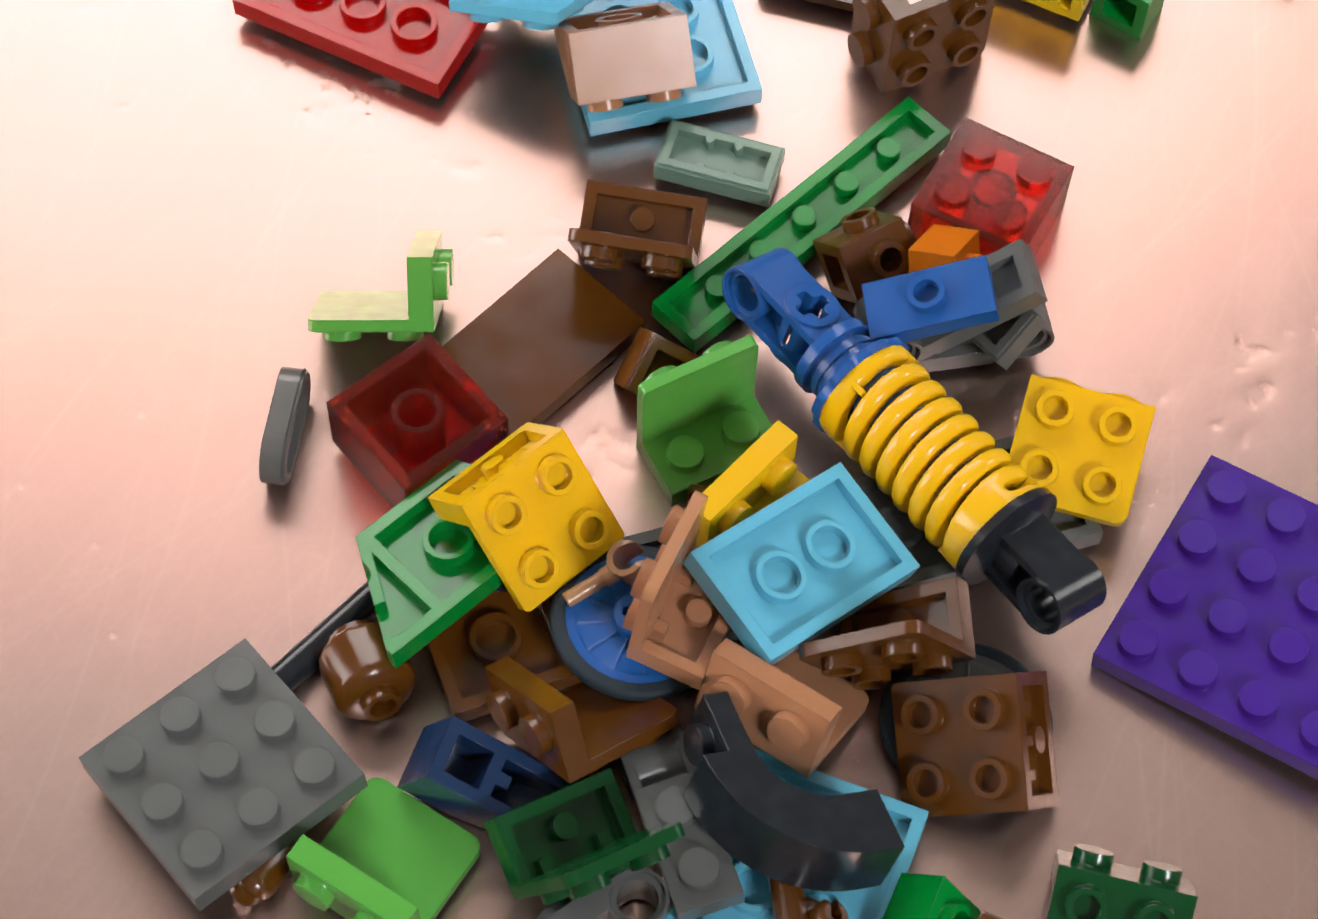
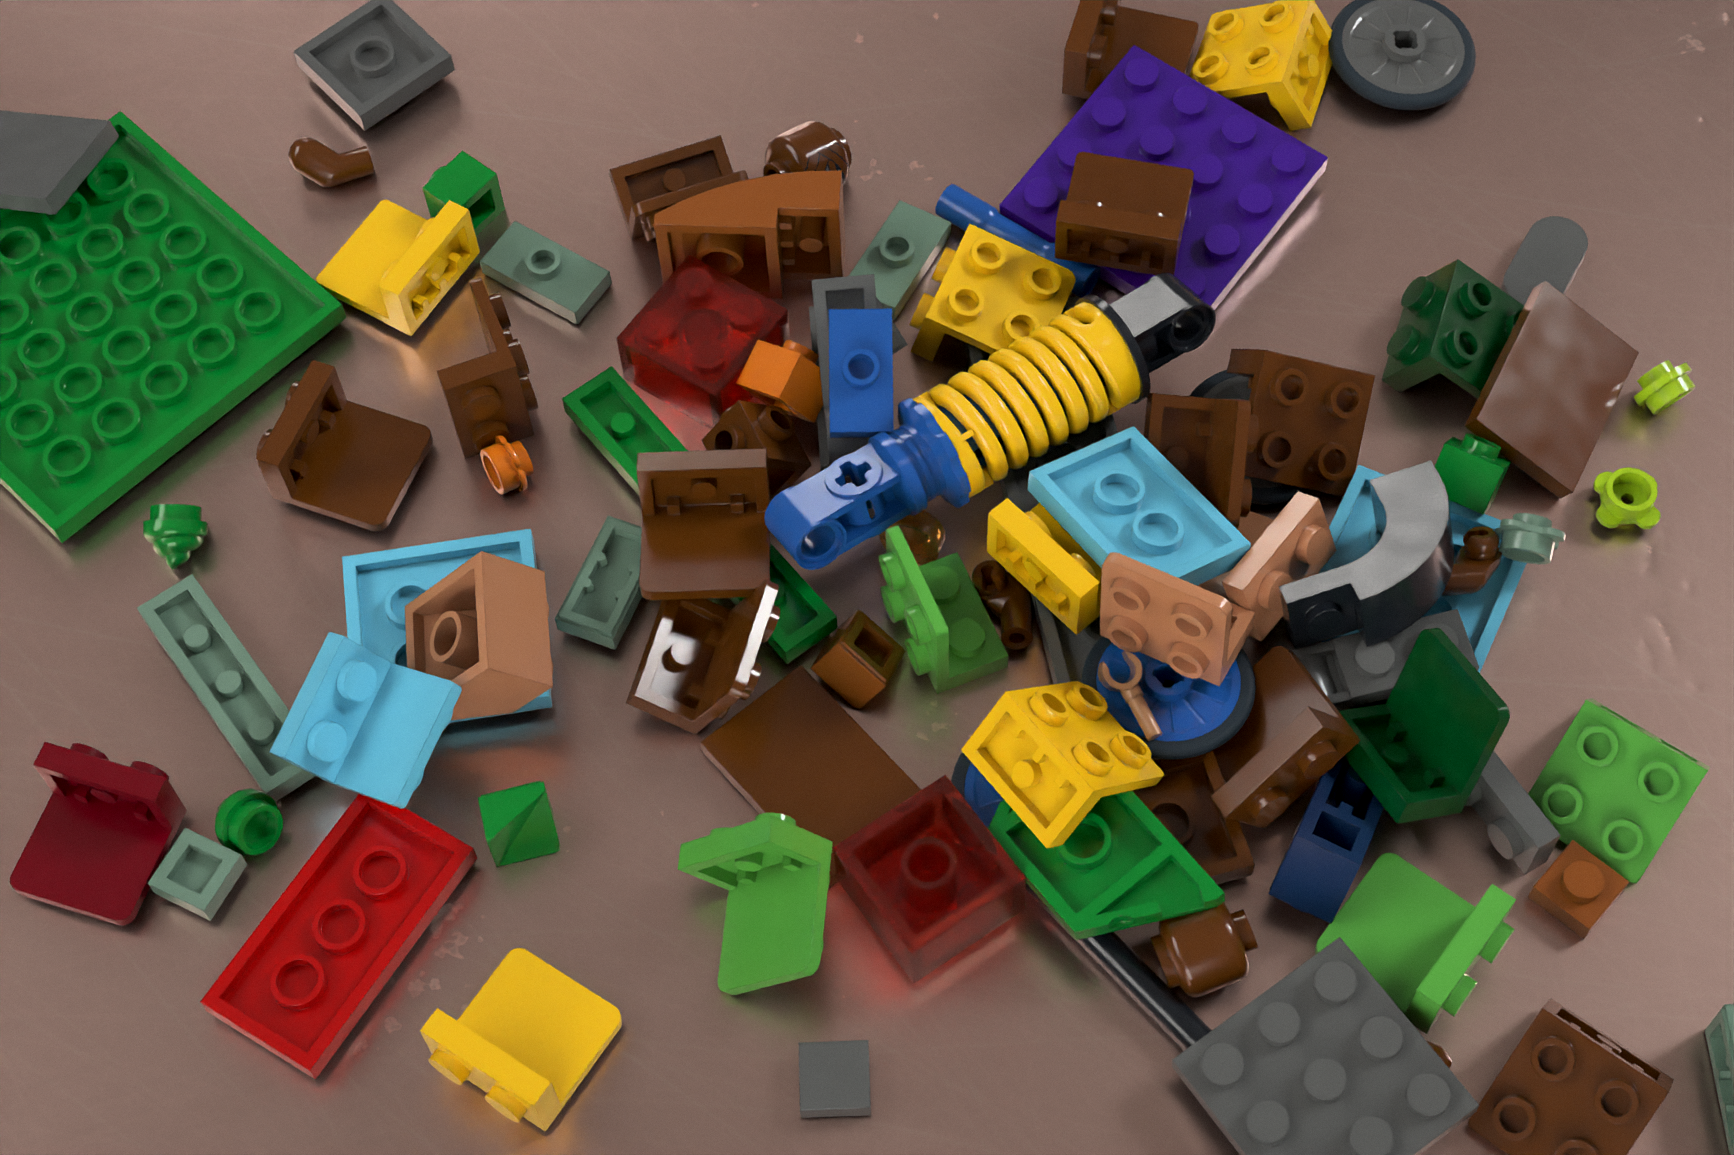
camera: 80 degrees left, 0 degrees up
(239, 384) = (834, 1079): none -> dark grey tile
(261, 143) = (524, 1038): none -> yellow bracket
(284, 425) = (901, 1024): dark grey tile -> none
(465, 117) = (519, 823): none -> green slope
(757, 206) = (703, 523): none -> reddish brown bracket
(795, 407) = (923, 534): none -> clear orange tile
(835, 67) = (507, 465): none -> orange plate
(1063, 76) = (546, 272): none -> sand green plate
(1116, 230) = (760, 230): none -> dark orange slope
(1128, 367) = (903, 253): none -> sand green plate
(1170, 165) = (668, 178): none -> reddish brown bracket
(1192, 452) = (964, 208): none -> blue piece
(1201, 556) = (1123, 214): none -> reddish brown bracket
(1229, 275) = (808, 148): none -> reddish brown head

